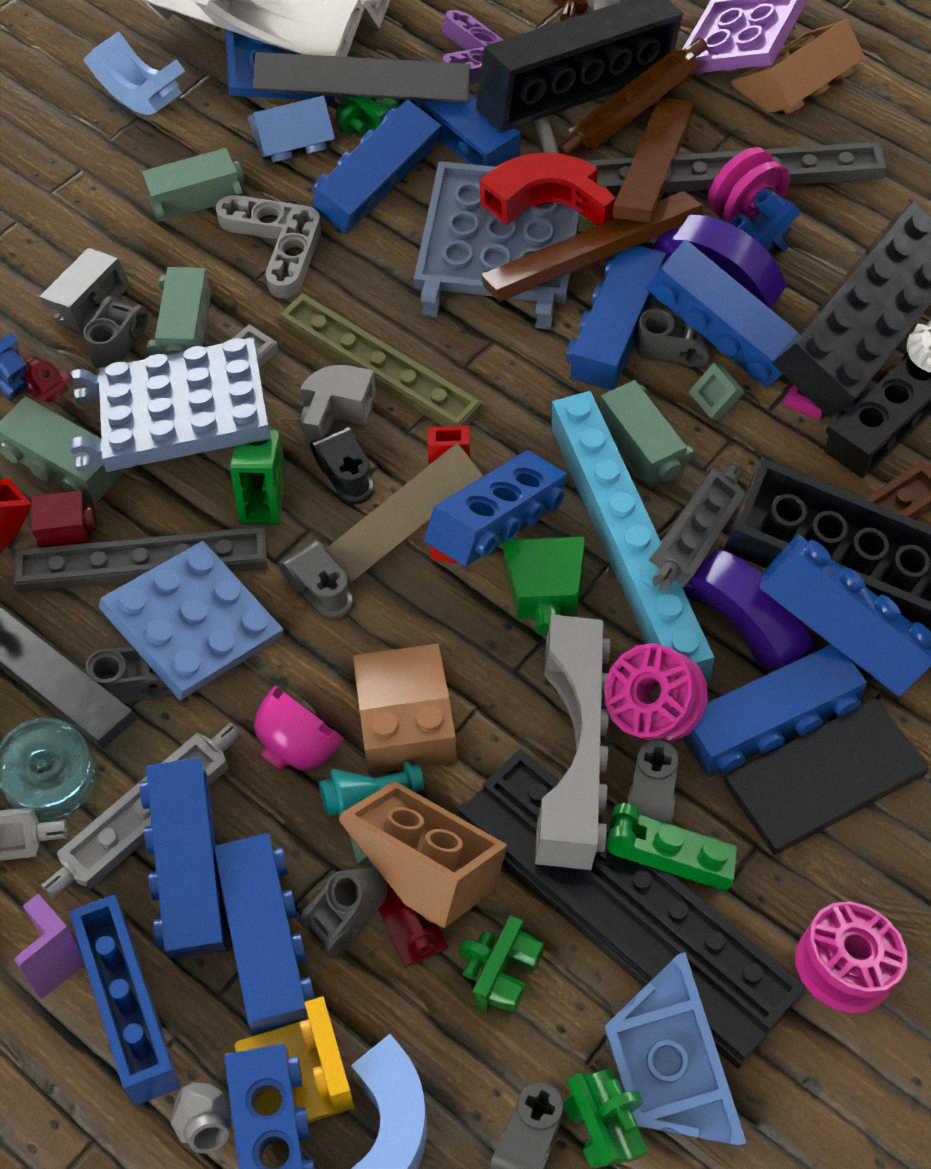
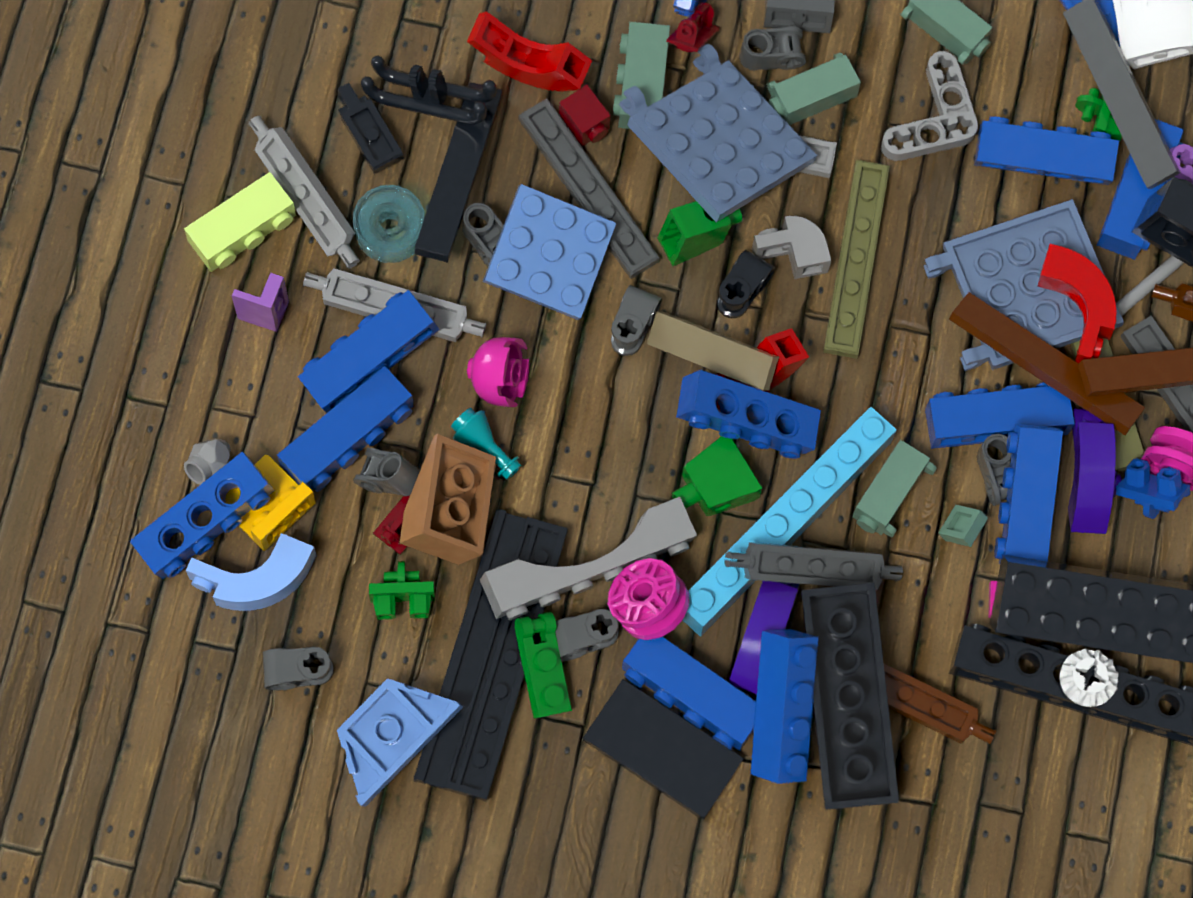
camera: 55 degrees right, 15 degrees up
(124, 1001) = (255, 370): blue brick -> none
(291, 128) = (1051, 62): medium blue slope -> none
(404, 708) = (563, 432): medium nougat slope -> none
(608, 1117) = (330, 708): green hips -> none
(851, 957) = (499, 818): dark pink wheel -> none

